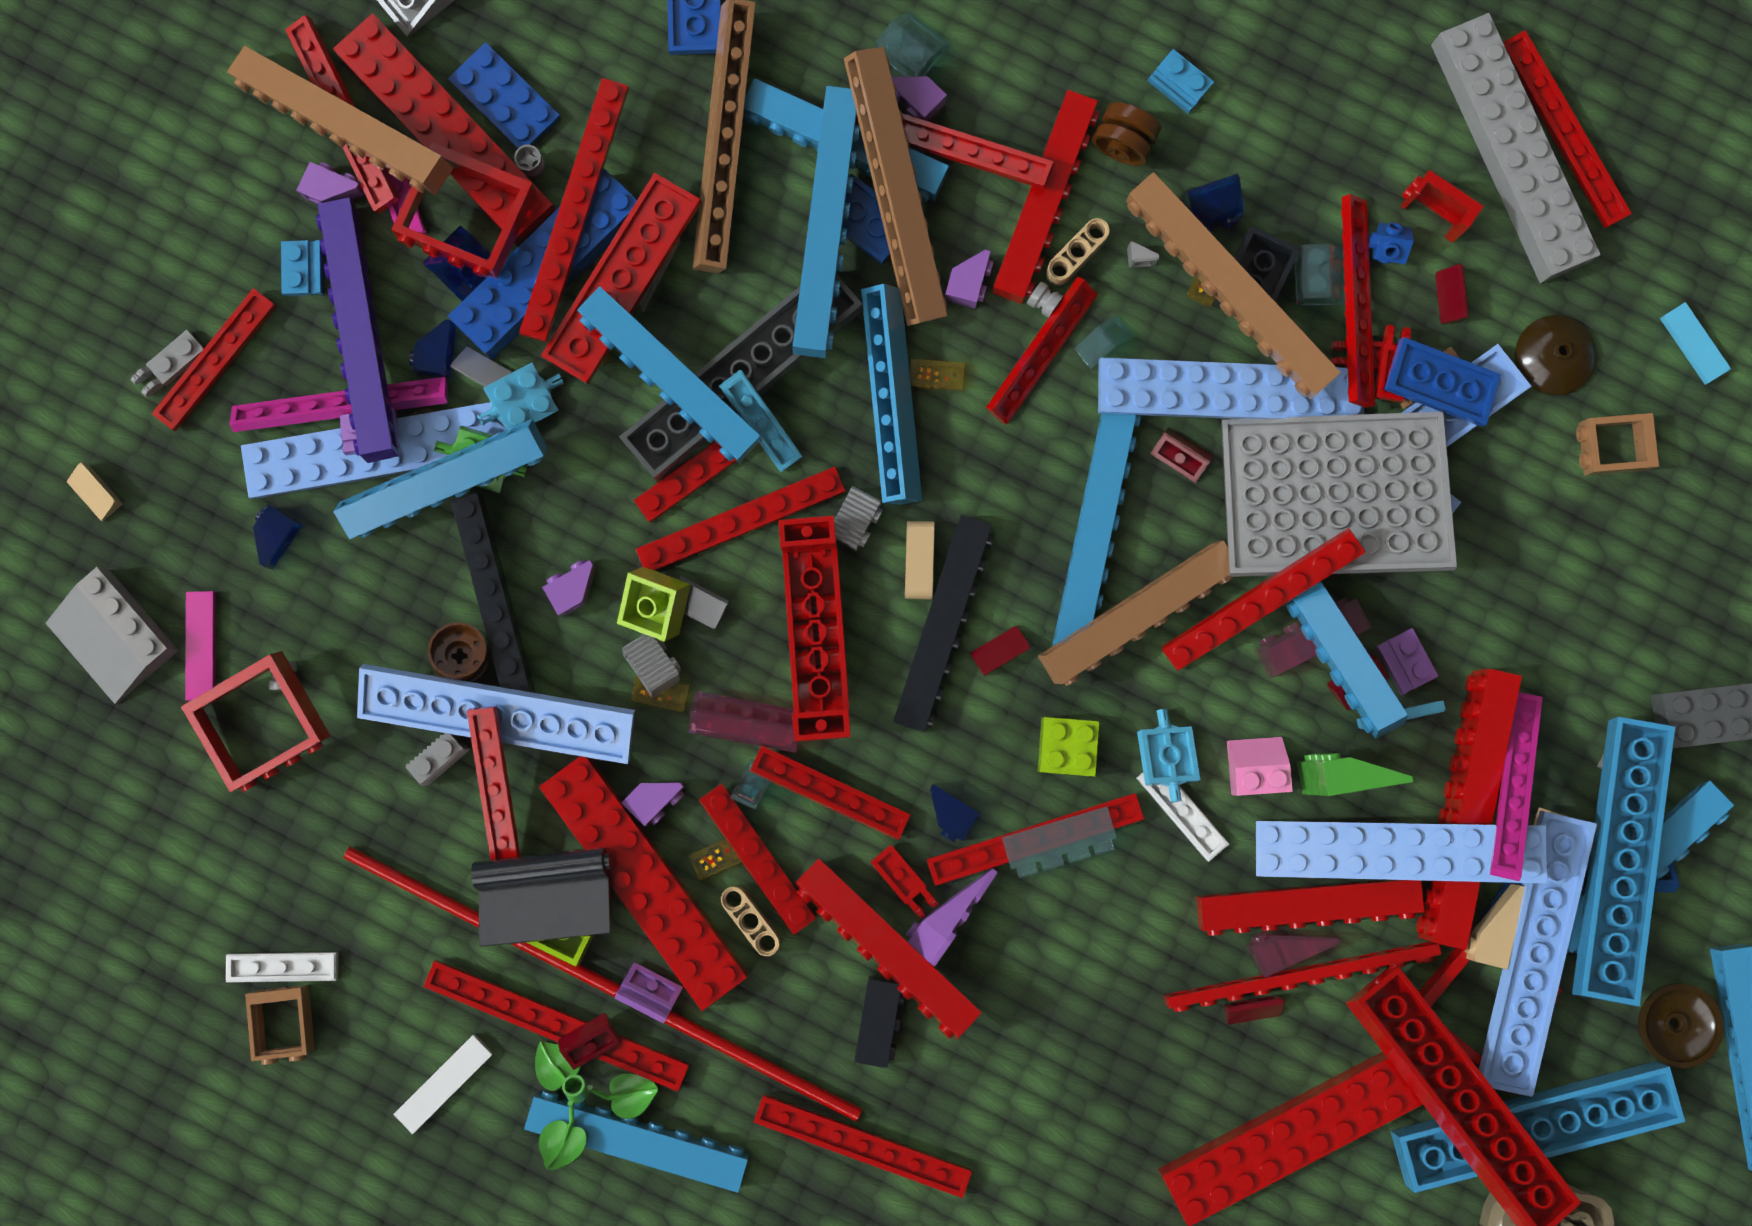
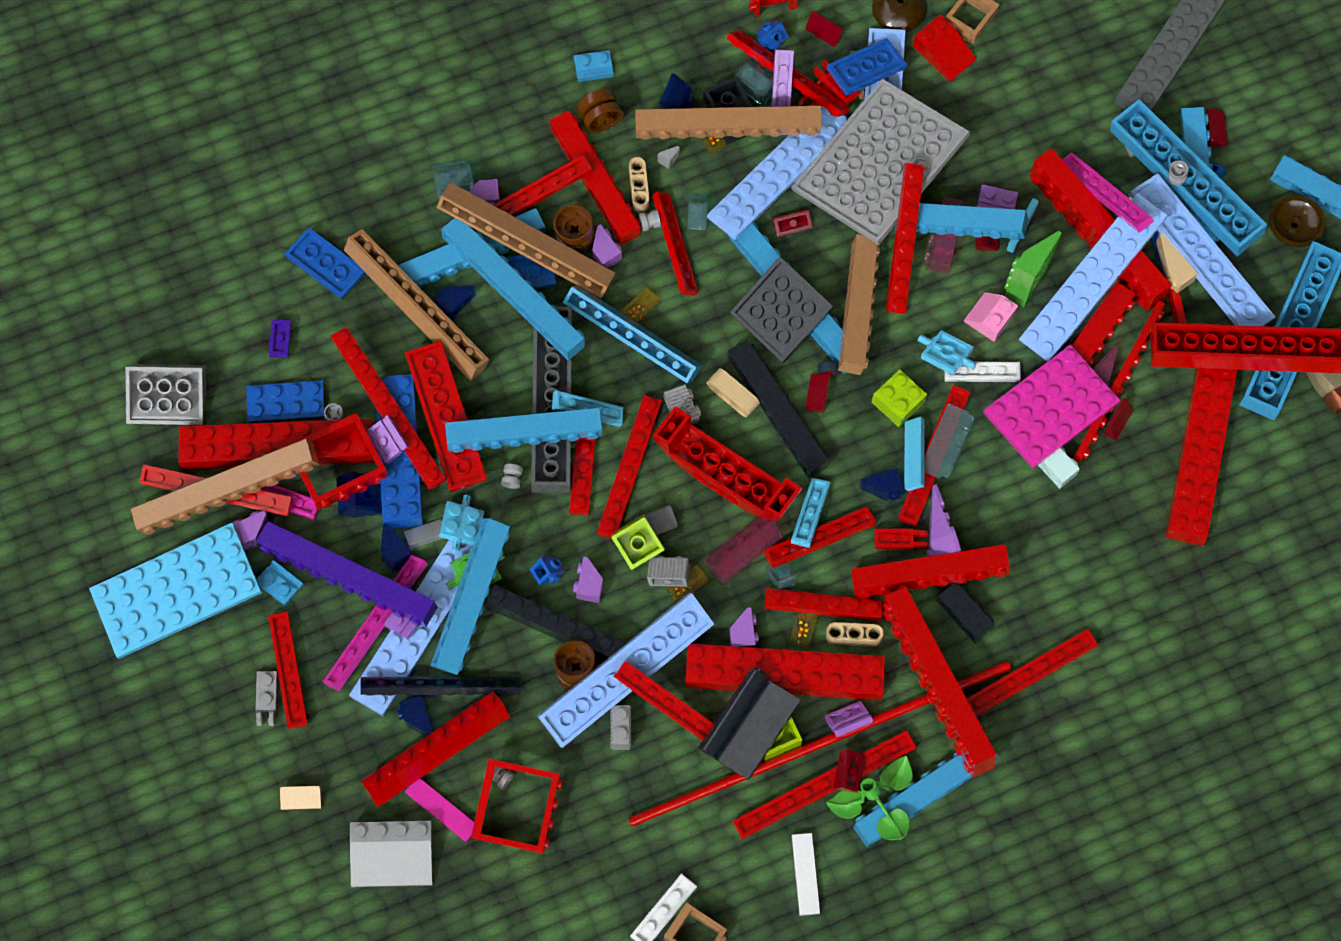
camera: 55 degrees left, 15 degrees down
(199, 170) = (175, 590): none -> medium azure plate
(252, 585) = (435, 749): none -> red brick
(322, 531) = (438, 685): none -> black plate
(534, 241) = (387, 439): none -> medium lavender plate
(545, 534) = (547, 570): none -> blue brick
(568, 29) = (280, 338): none -> dark purple plate
(625, 401) = (511, 476): none -> light grey wheel
(761, 1067) = (939, 683): none -> red brick
(767, 171) = (454, 299): none -> clear blue slope
(849, 760) = (810, 512): none -> medium azure tile
(957, 213) = (574, 220): none -> reddish brown wheel
(1014, 817) = (914, 454): none -> medium azure tile
(1036, 639) = (829, 368): none -> black wheel
(1059, 533) = (782, 309): none -> black plate
(1139, 984) = (1060, 467): none -> light aqua brick
(1200, 927) = (1051, 406): none -> dark pink plate
(1340, 302) = (782, 78): none -> plate
(1547, 448) = (943, 48): none -> red slope
(1622, 850) = (1178, 168): none -> light grey wheel
(1722, 837) = (1216, 128): none -> dark red slope

